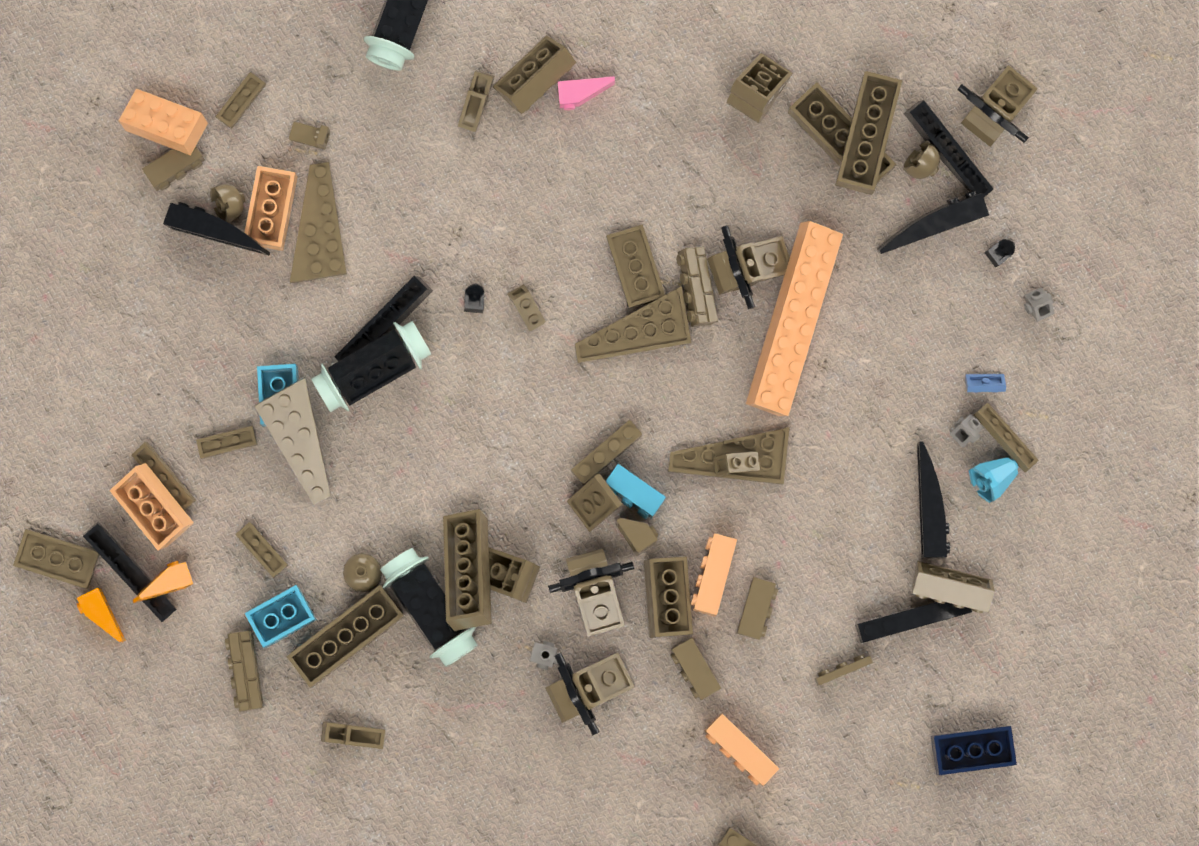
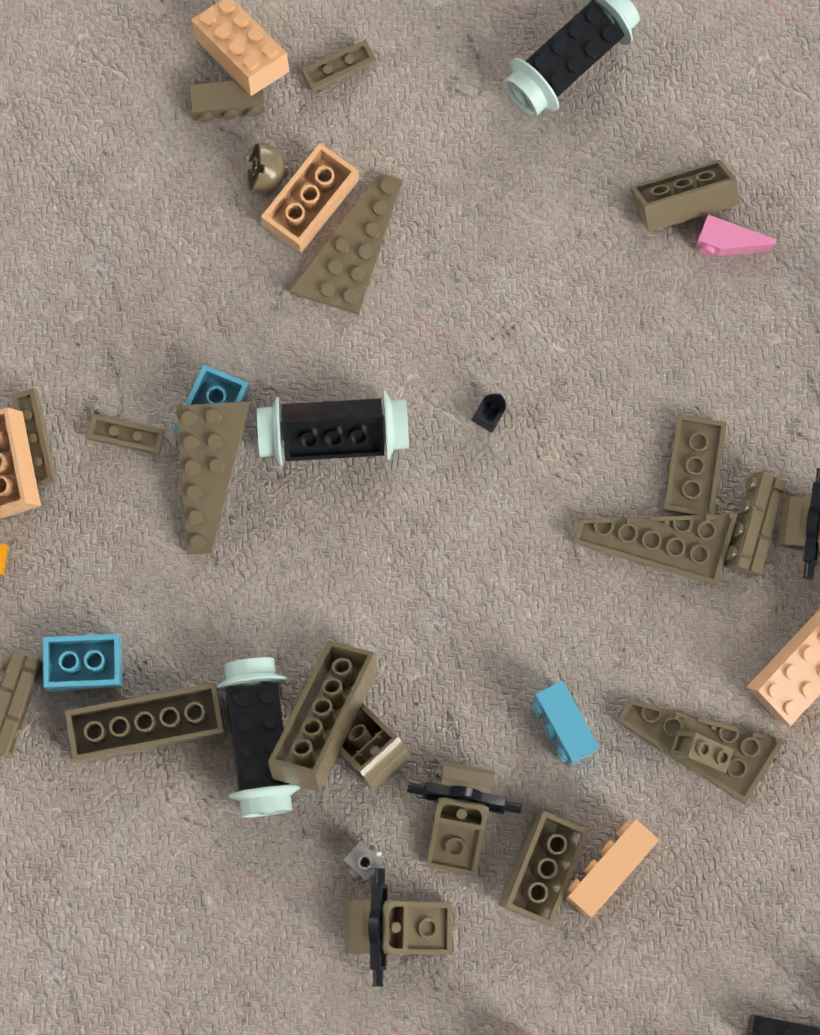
camera: 30 degrees right, 5 degrees down
(207, 226) = (231, 184): black slope -> none
(261, 550) = (101, 576): dark tan plate -> none
(310, 135) = (397, 141): dark tan bracket -> none
(353, 735) = (95, 843): dark tan slope -> none
(362, 572) = (202, 659): dark tan cylinder -> none
(396, 310) = (395, 379): black slope -> none
(475, 100) = (603, 192): dark tan slope -> none
(526, 307) = (545, 452): dark tan bracket -> none
(594, 502) = (512, 712): dark tan plate -> none
(606, 452) = (555, 662): dark tan brick -> none
(637, 534) = (544, 775): dark tan slope -> none
(695, 669) = (533, 970): dark tan brick -> none
(757, 608) = (642, 935): dark tan brick -> none

